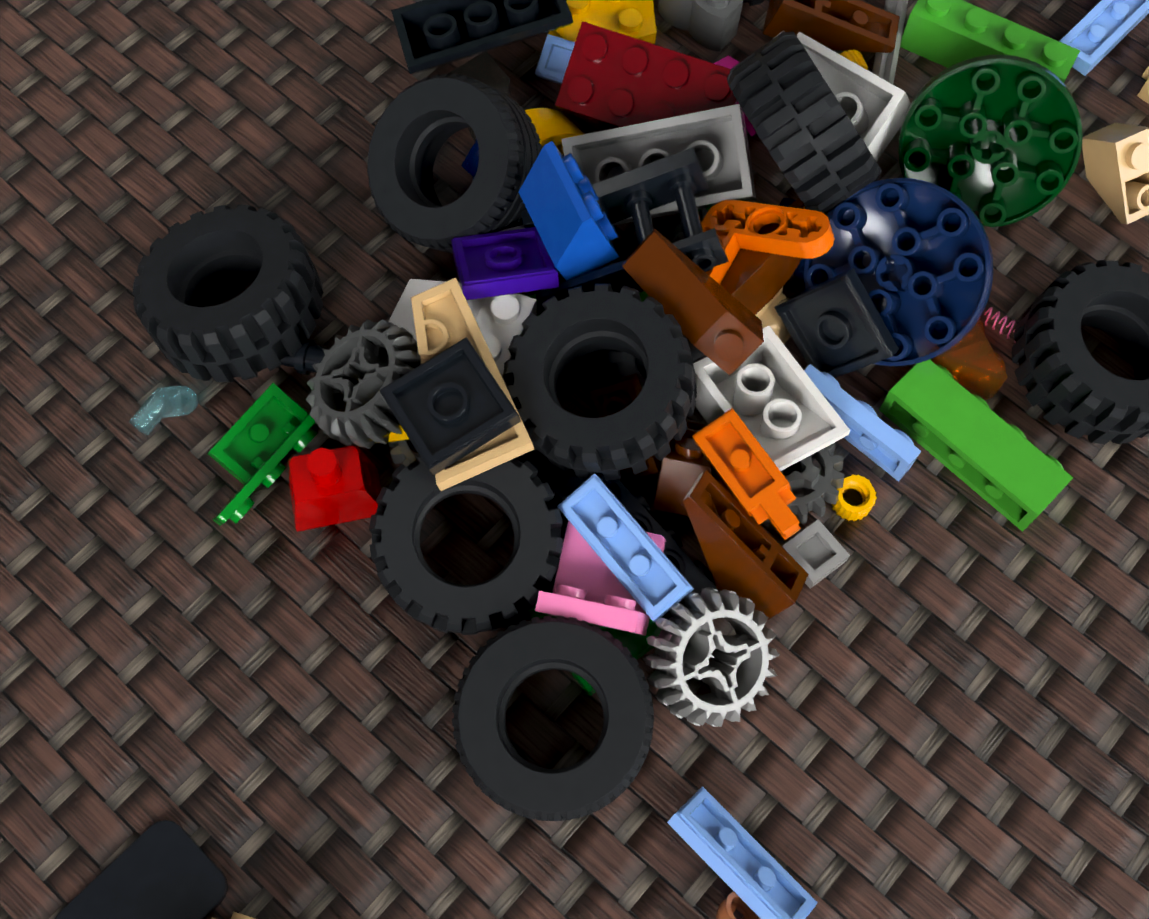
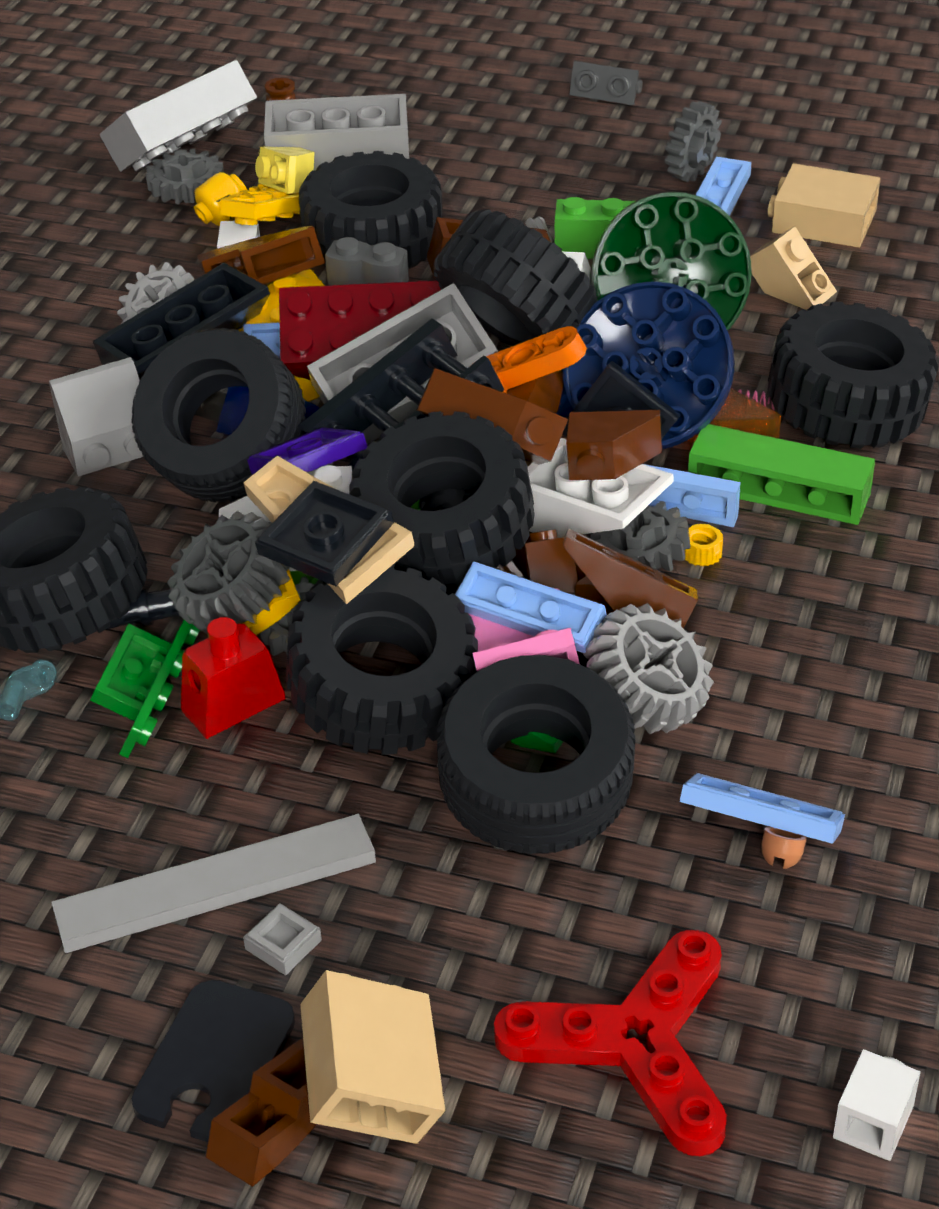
camera: 20 degrees left, 25 degrees down
(224, 711) = (212, 882): none -> light grey tile
(252, 803) = (282, 939): none -> light grey tile
(352, 101) = (96, 415): none -> light grey slope
(567, 214) = (348, 387): blue slope -> none
(748, 472) = (608, 522): orange hinge -> none
(802, 370) = (611, 442): none -> reddish brown slope
(816, 552) = (706, 581): light grey plate -> none

